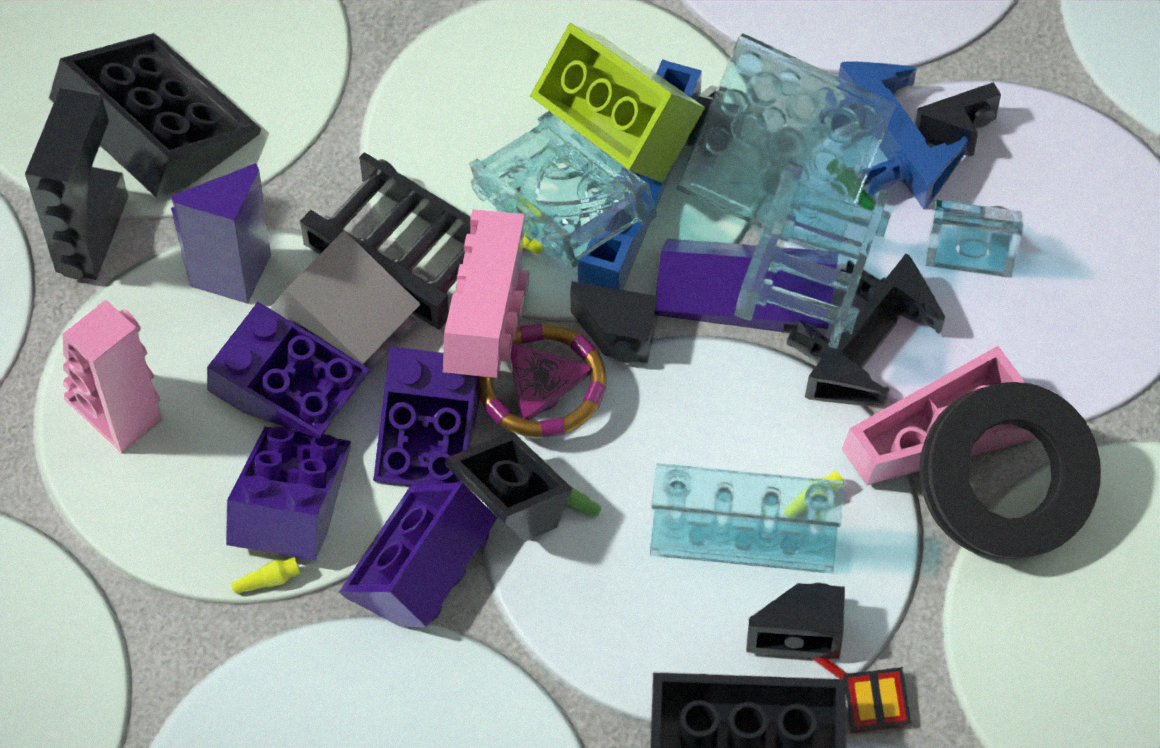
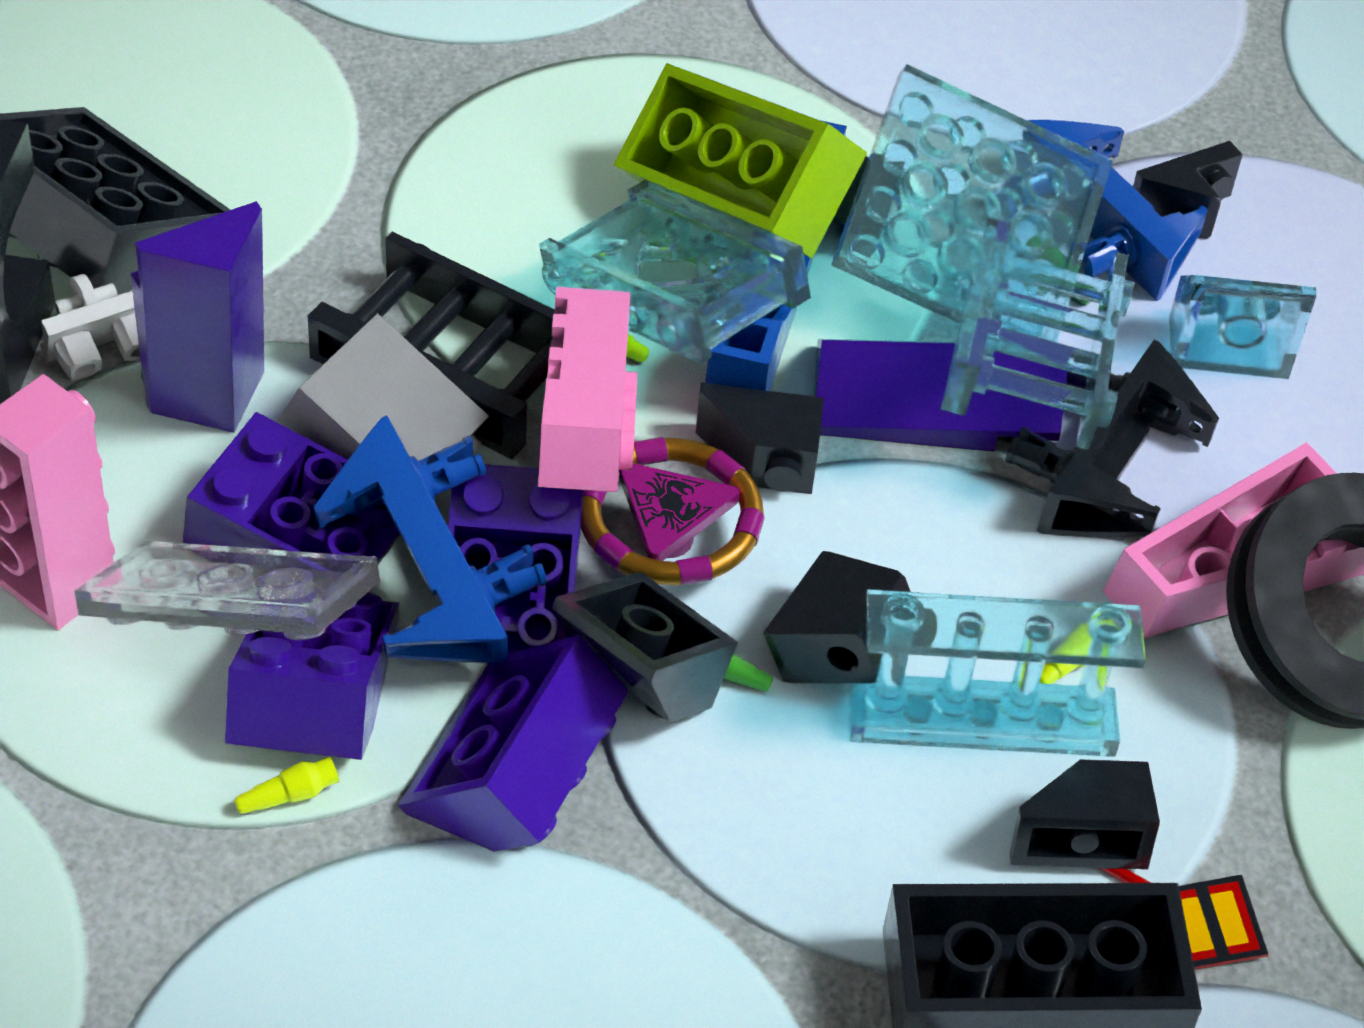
camera: 10 degrees left, 10 degrees down
(138, 228) = (88, 321): none -> white hips
(232, 435) = (228, 588): none -> clear plate
(353, 371) = (466, 620): none -> blue hose
(630, 472) = (823, 622): none -> black torso

